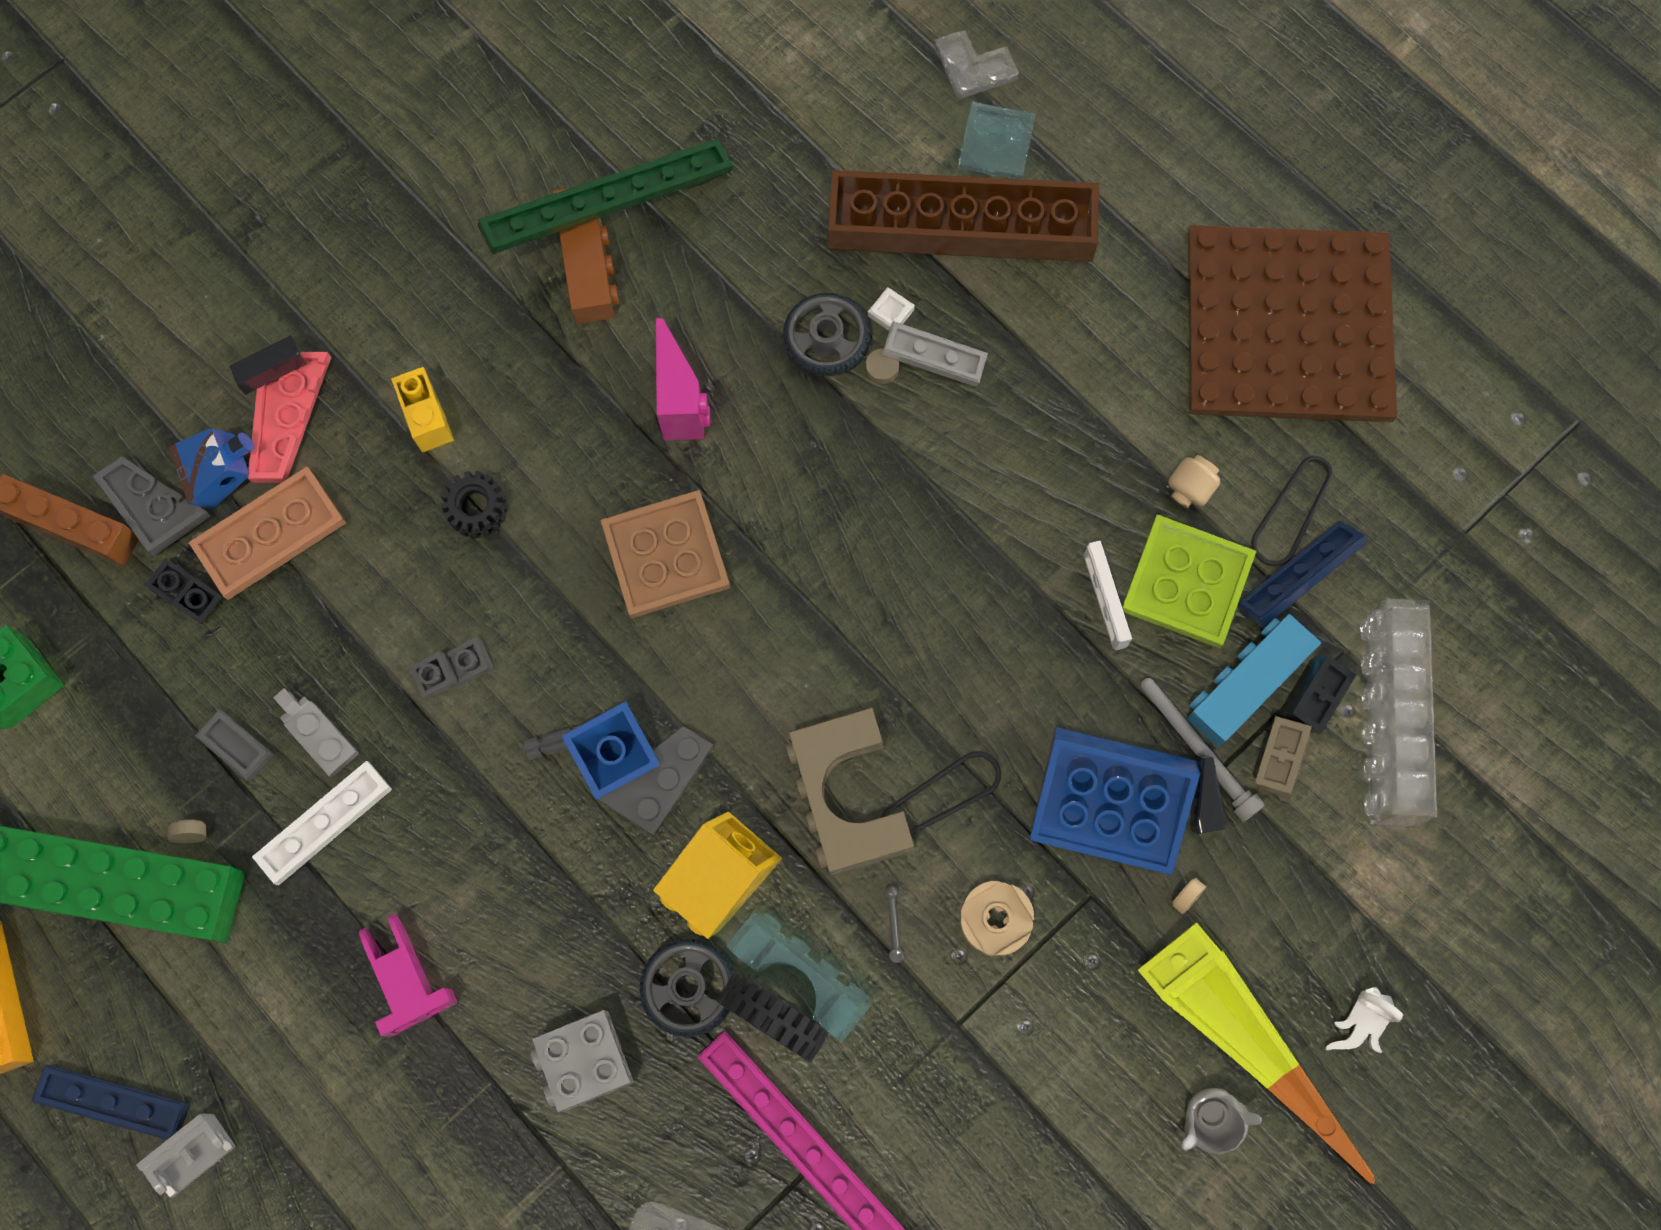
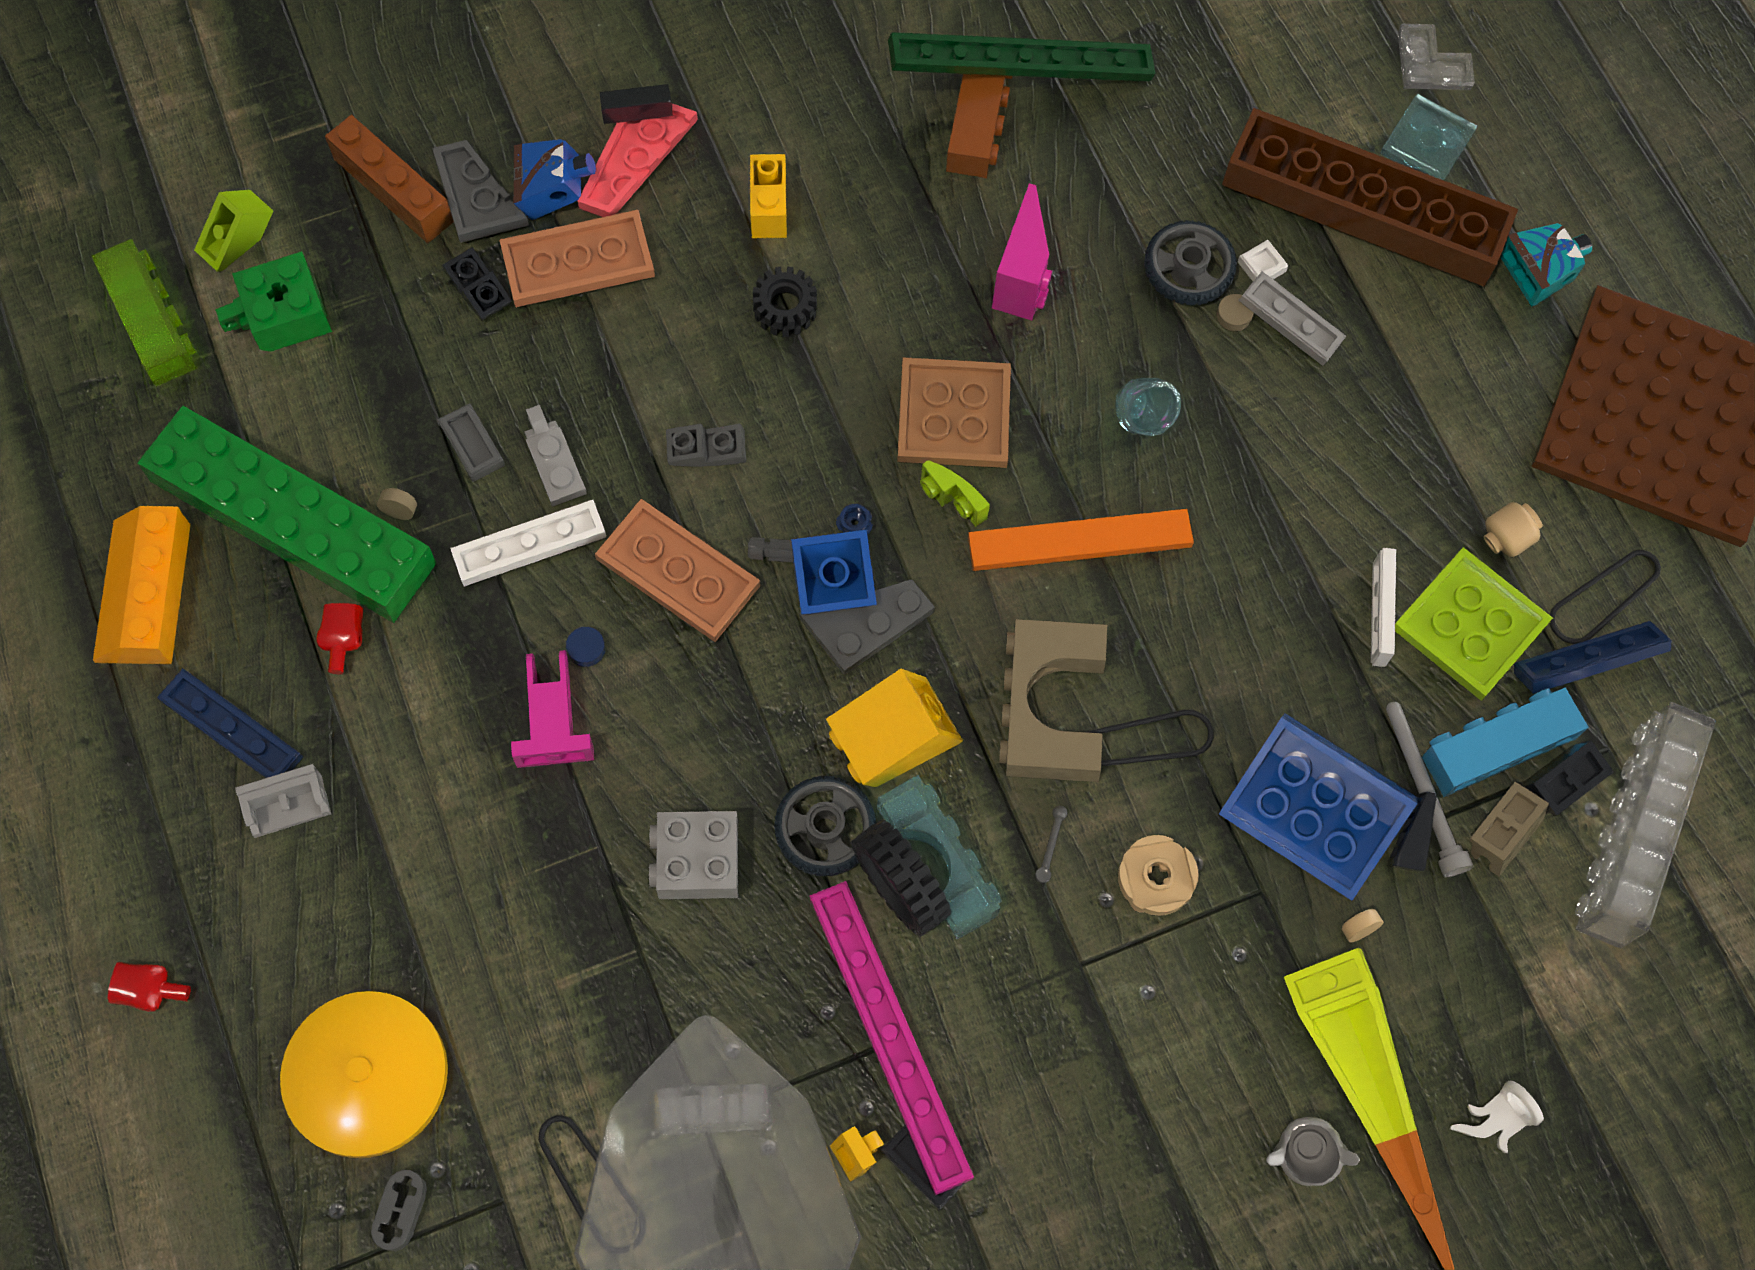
camera: 15 degrees right, 5 degrees down
(180, 975) = (340, 633): none -> red piece
(411, 900) = (585, 646): none -> dark blue tile
(468, 797) = (678, 570): none -> nougat plate
(612, 681) = (851, 513): none -> dark blue plate
(682, 628) = (949, 486): none -> lime slope
(819, 631) = (1080, 539): none -> orange tile
(835, 486) = (1147, 406): none -> clear light blue hat
(1137, 218) = (1544, 260): none -> torso

